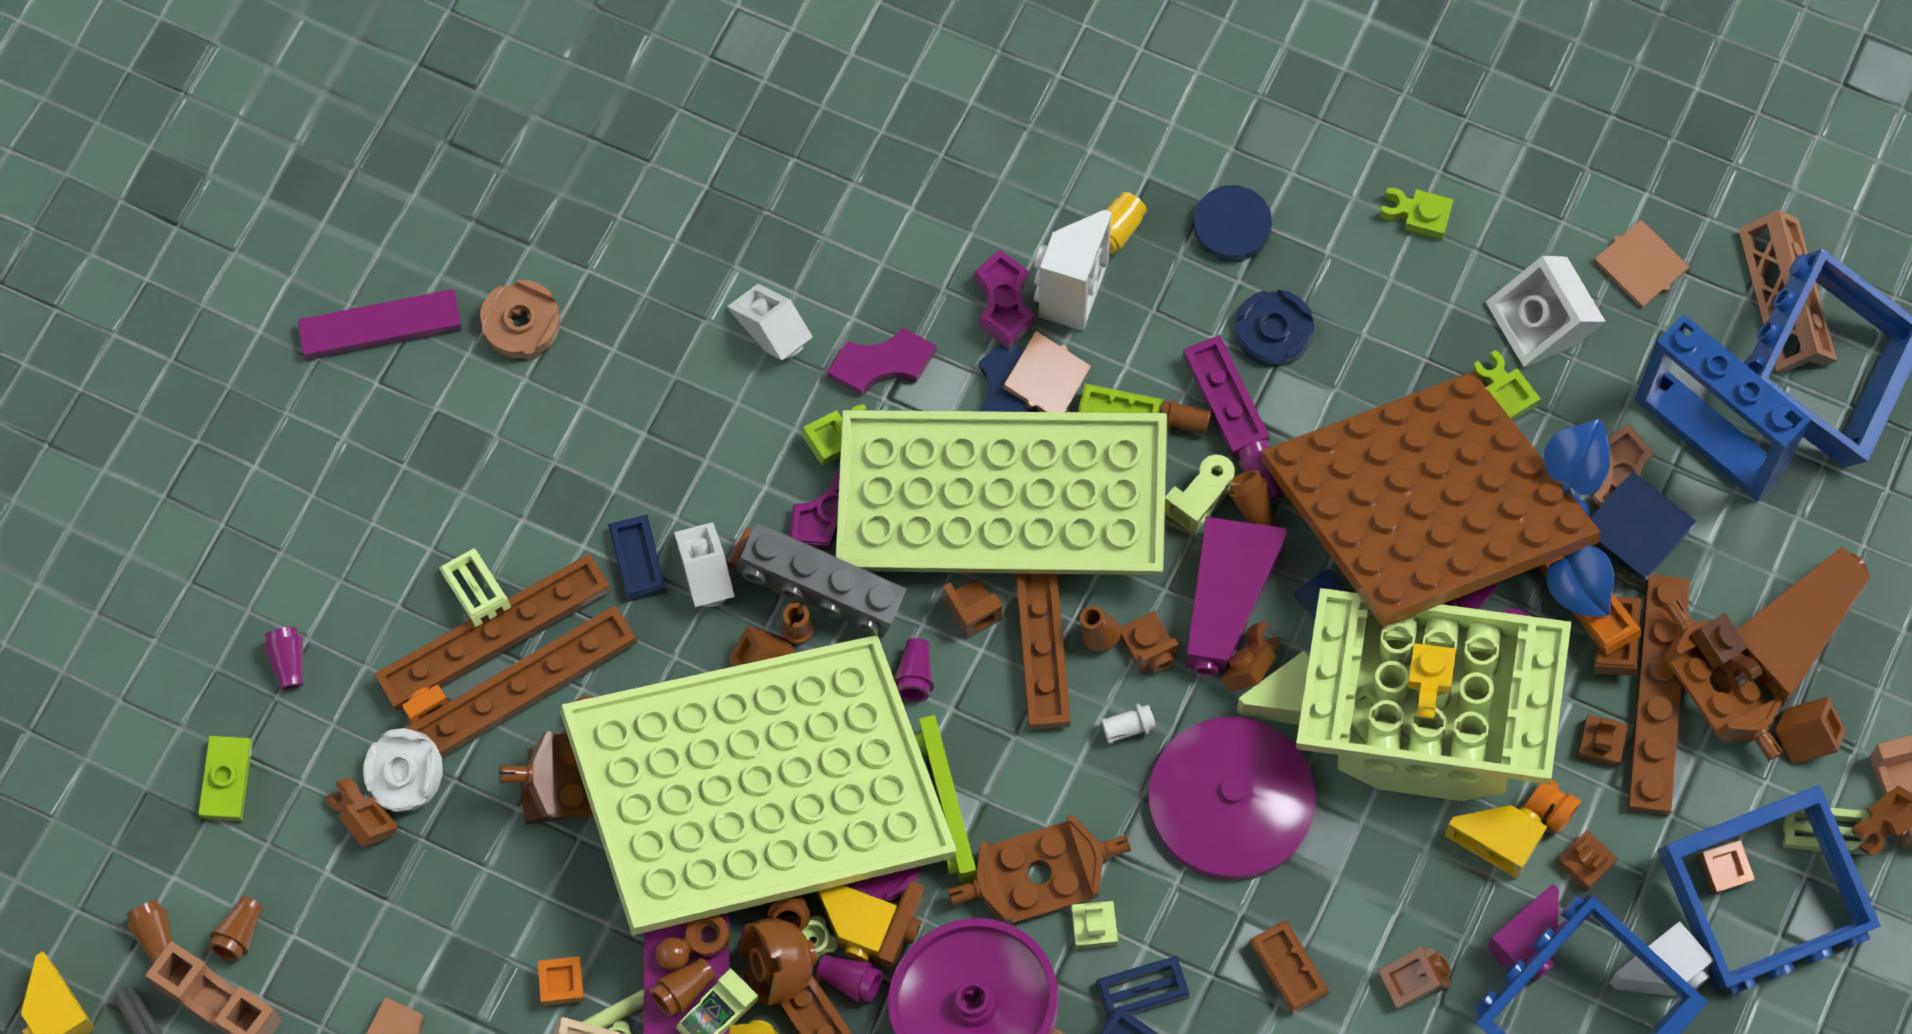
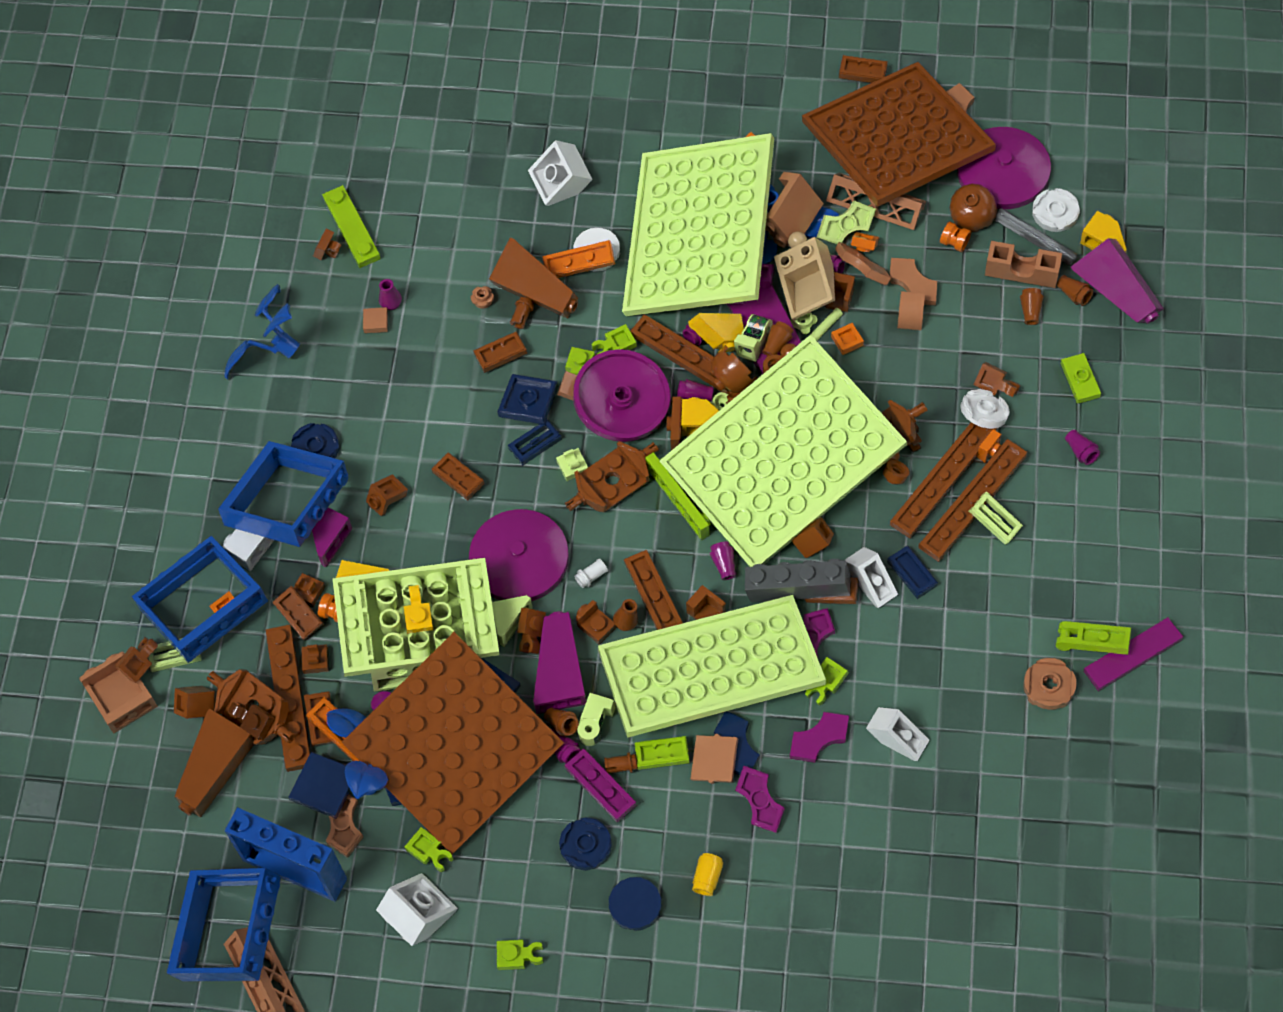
camera: 165 degrees right, 5 degrees down
(79, 908) = (1117, 279): none -> magenta slope
(424, 354) = (1093, 637): none -> lime plate
(434, 993) = (911, 310): none -> nougat brick
(797, 624) = (801, 556): dark orange pin -> none
(1073, 270) = (720, 809): white slope -> none
(1612, 819) = (298, 613): none -> dark orange plate
(1641, 264) = (364, 970): nougat piece -> none

